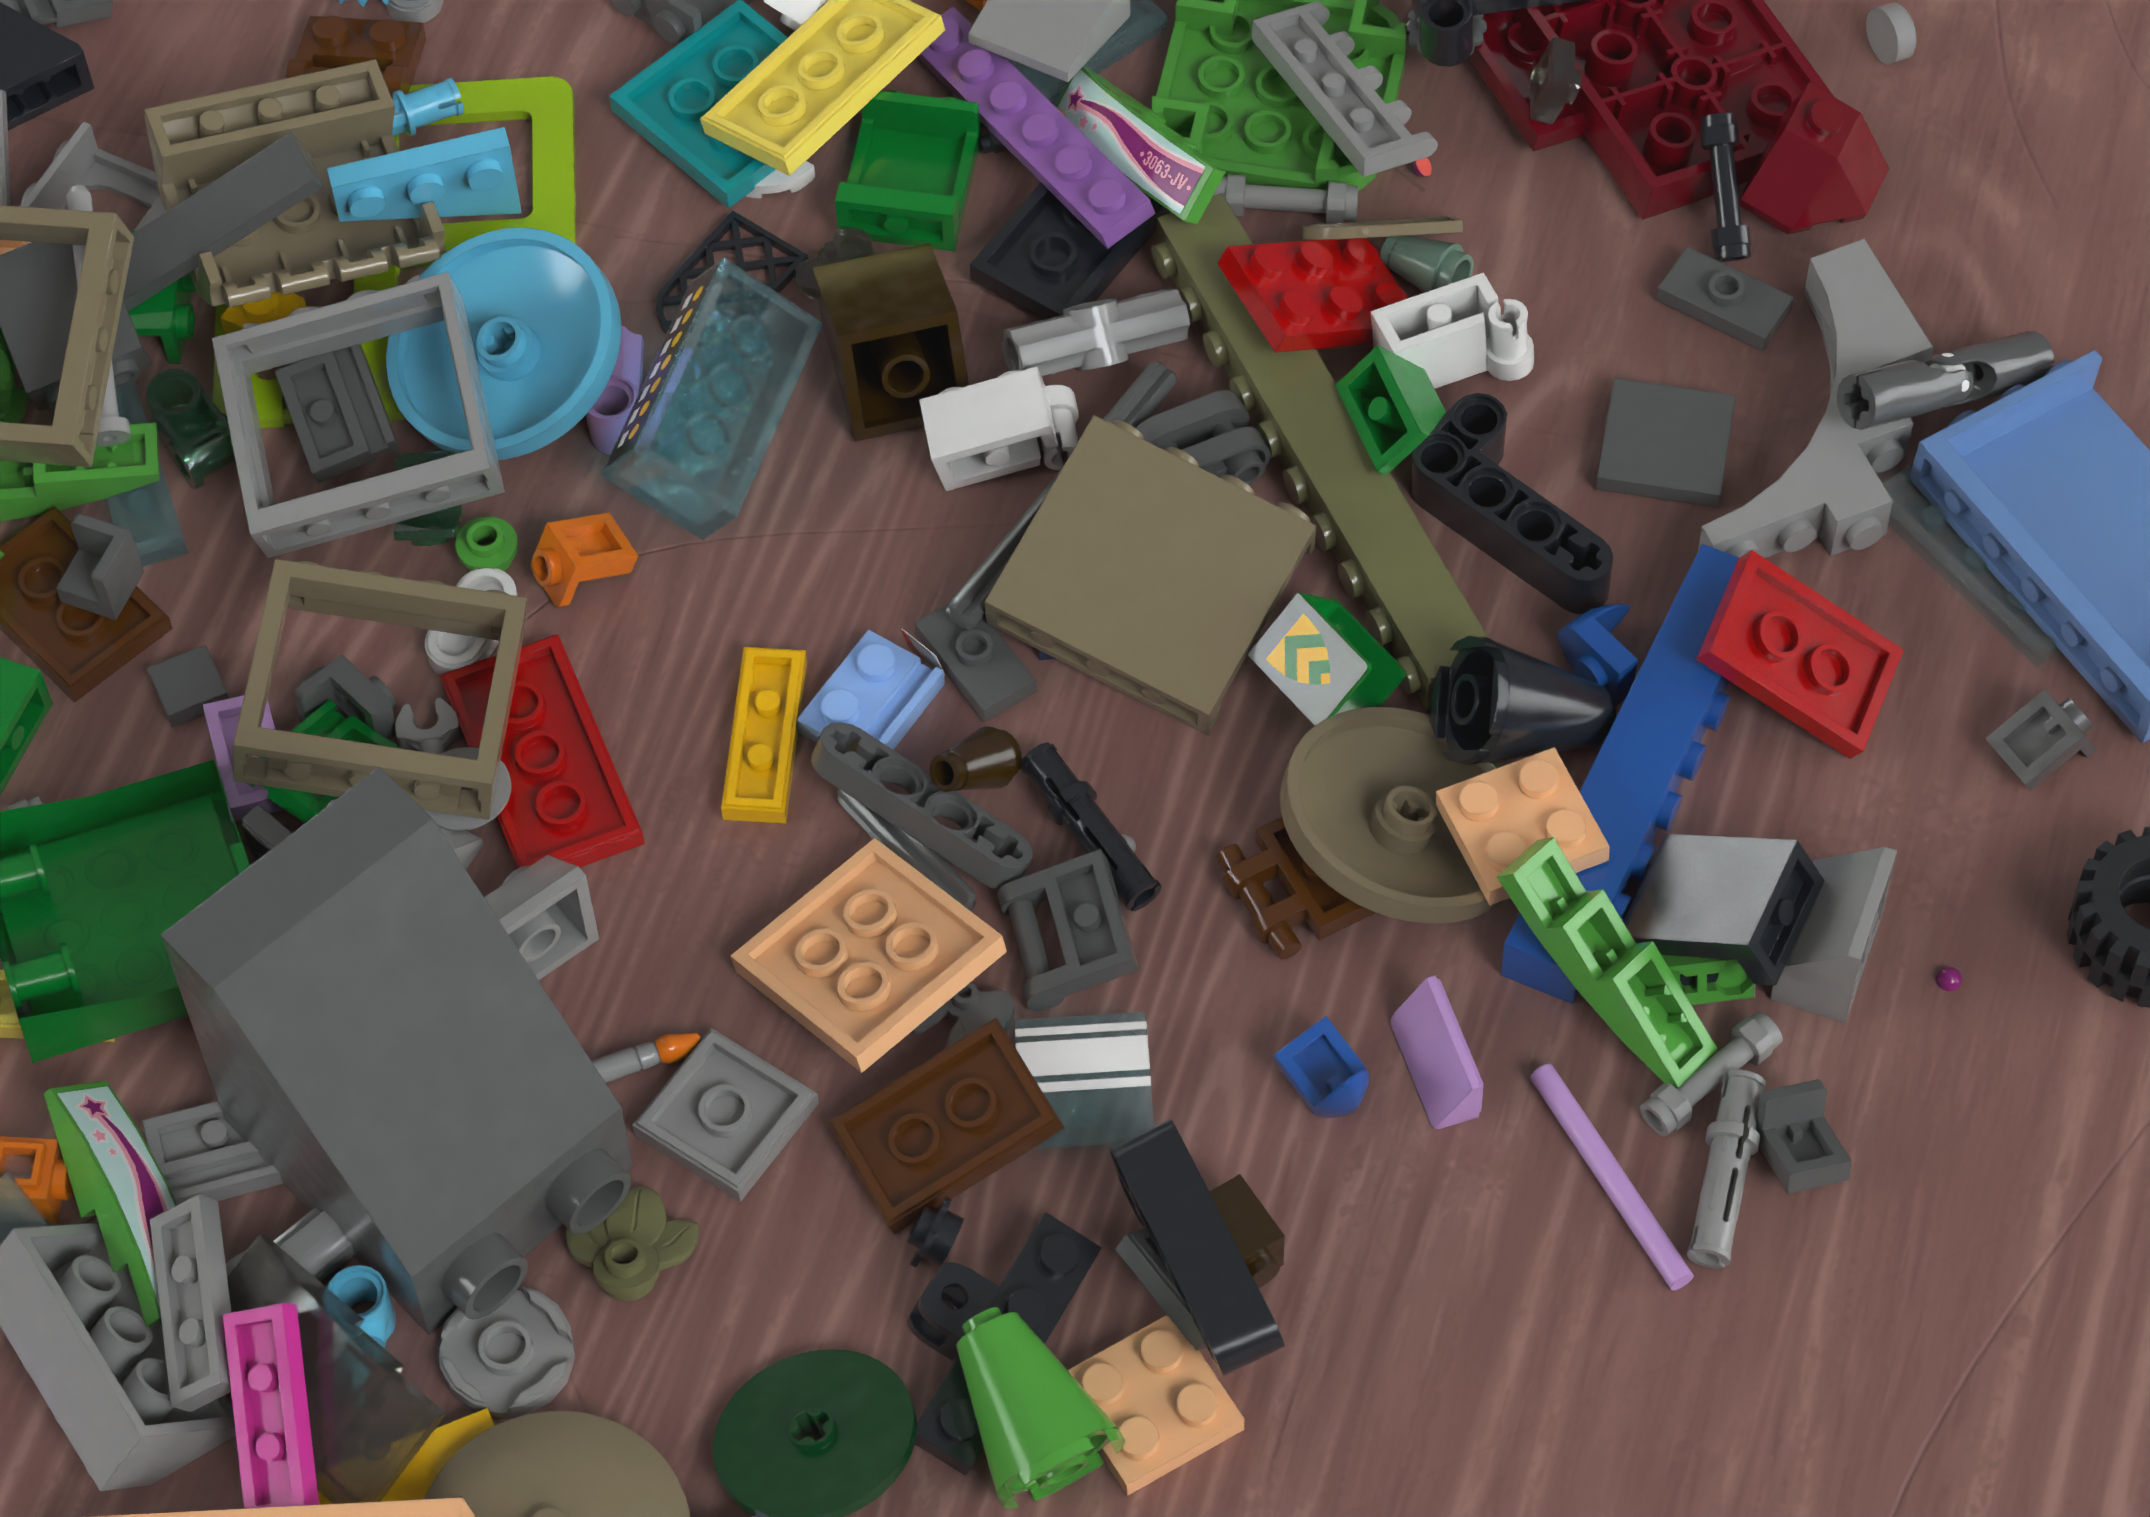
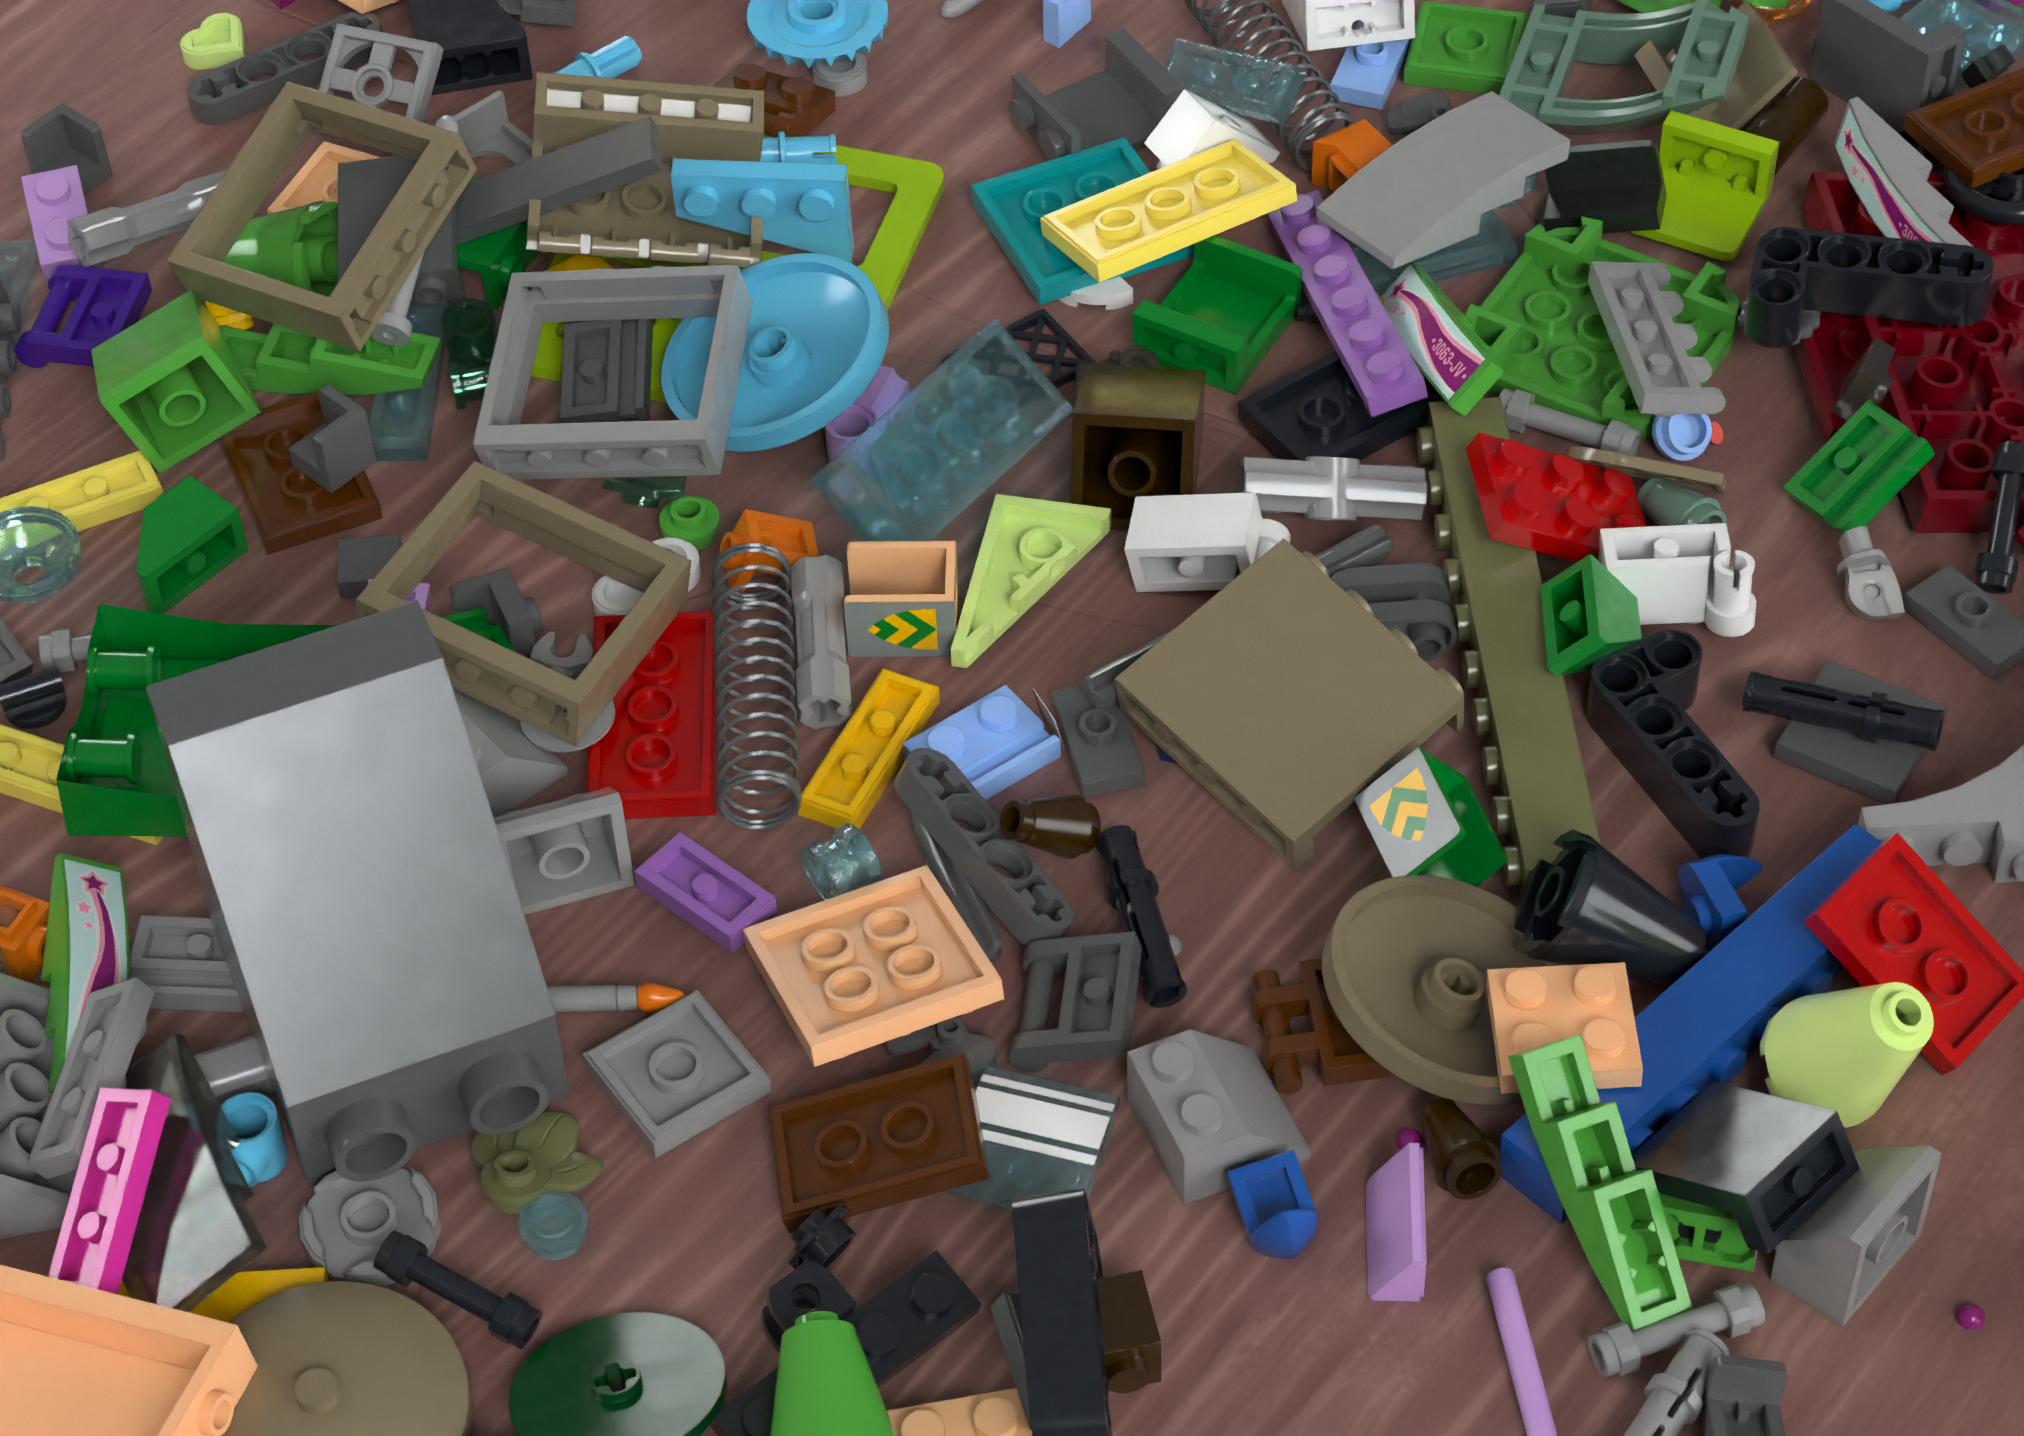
camera: 20 degrees right, 10 degrees down
(155, 69) = (607, 61): none -> medium azure axle
(580, 609) = (776, 775): none -> dark grey piece
(676, 928) = (704, 891): none -> medium lavender plate
(680, 1298) = (554, 1225): none -> clear light blue plate
(683, 1400) = (406, 1261): none -> black bar
(689, 668) = (821, 647): none -> light grey axle
(729, 543) = (901, 598): none -> piece
(793, 861) = (840, 862): none -> clear light blue wheel
(828, 489) = (1020, 558): none -> yellowish green wing
(1231, 1001) = (1207, 1110): none -> light grey slope
(1398, 184) = (1682, 435): none -> light blue plate
(1412, 968) = (1408, 1136): none -> magenta piece
(1465, 967) = (1459, 1151): none -> dark brown cone
(1576, 174) = (1859, 469): none -> green plate
(1621, 282) = (1870, 580): none -> light grey piece
(1649, 430) = (1860, 714): none -> black pin
(1770, 769) = (1846, 1047): none -> yellowish green cone

